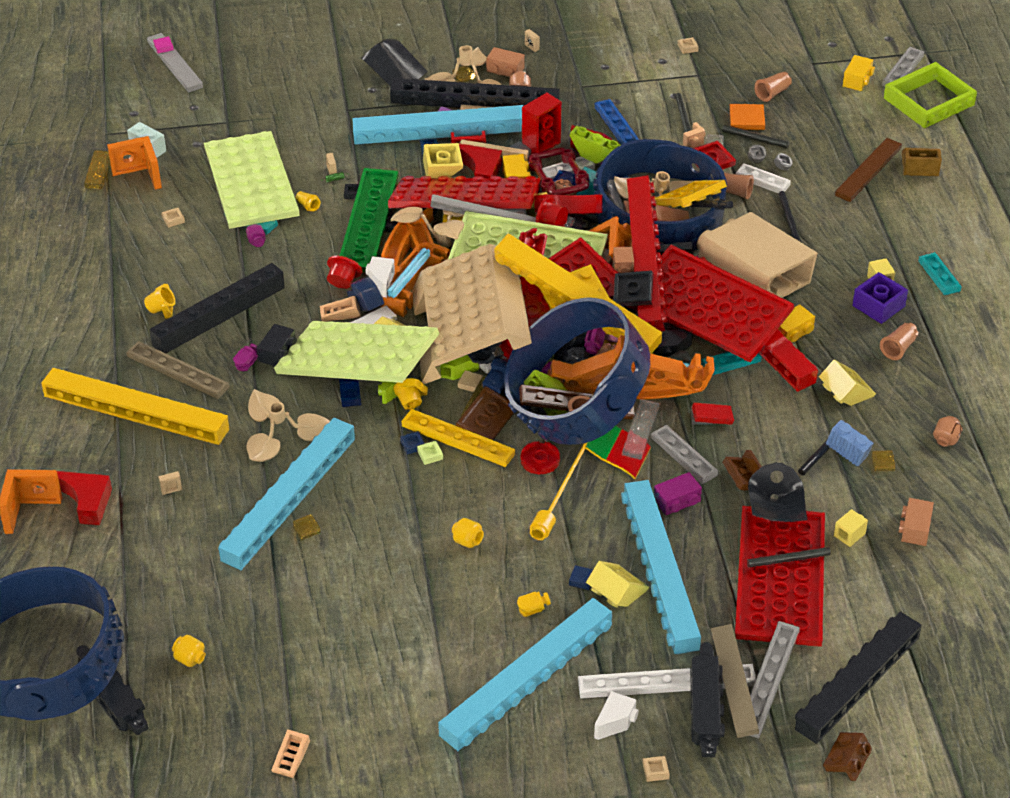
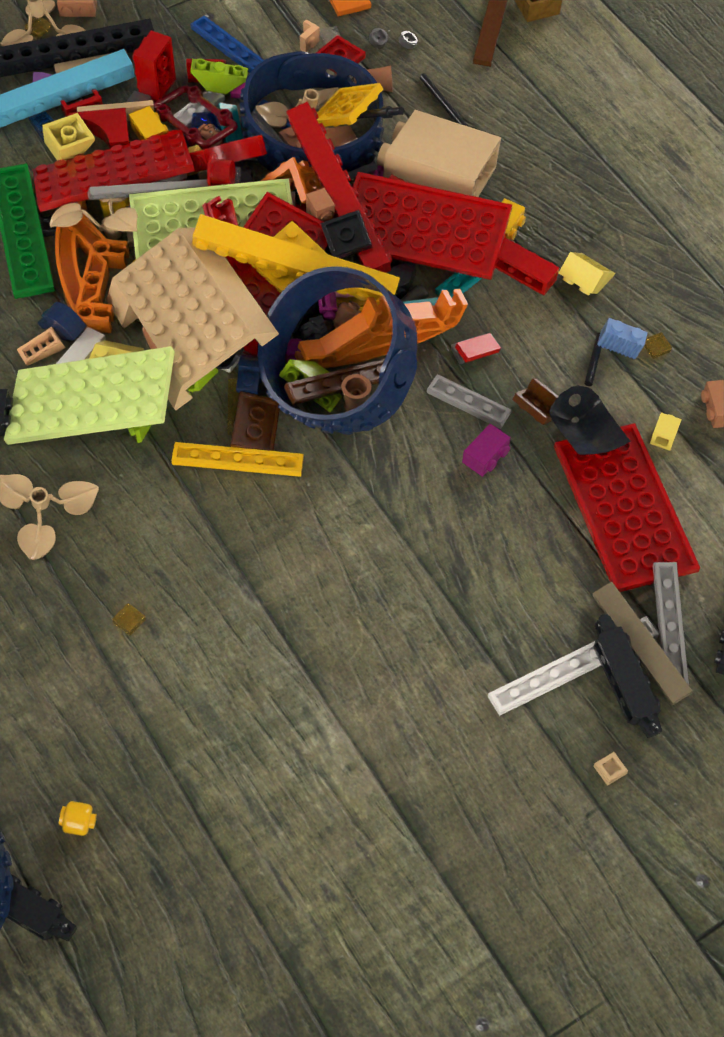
camera: 25 degrees left, 15 degrees up
(286, 494) = (90, 590): medium azure brick -> none
(295, 737) = (238, 877): light nougat slope -> none
(342, 271) = (25, 302): red piece -> none
(350, 392) = (99, 445): clear blue slope -> none
(381, 272) = (70, 292): white slope -> none
(408, 273) = (98, 283): medium azure axle -> none
(410, 392) = (169, 429): yellow piece -> none
(411, 442) = (192, 480): dark blue tile -> none
(430, 452) = (216, 485): yellowish green tile -> none
(467, 533) = (302, 569): yellow head -> none
(469, 381) = (217, 388): tan tile -> none
(520, 79) = (103, 18): nougat head -> none
(525, 674) = (436, 714): medium azure brick -> none
(532, 603) = (405, 626): yellow arm -> none
(540, 457) = (330, 453): red tile -> none
(579, 577) = (437, 577): dark blue tile -> none
(607, 448) = (411, 421): flag -> none
(615, 715) = (548, 724): white slope -> none
(616, 584) = (476, 575): light yellow slope -> none
(640, 429) = (417, 397): clear tile -> none
(661, 568) = (510, 539): medium azure brick -> none
(755, 136) = (366, 18): pearl dark grey bar -> none
(765, 179) = (399, 64): white tile -> none
(788, 557) = (627, 486): pearl dark grey bar -> none
(880, 297) = (573, 167): dark purple brick -> none
(881, 266) = (560, 139): light yellow brick -> none
(897, 342) = (612, 210): nougat plant -> none
(939, 273) = (611, 122): teal tile -> none
(947, 431) = (702, 294): nougat head -> none

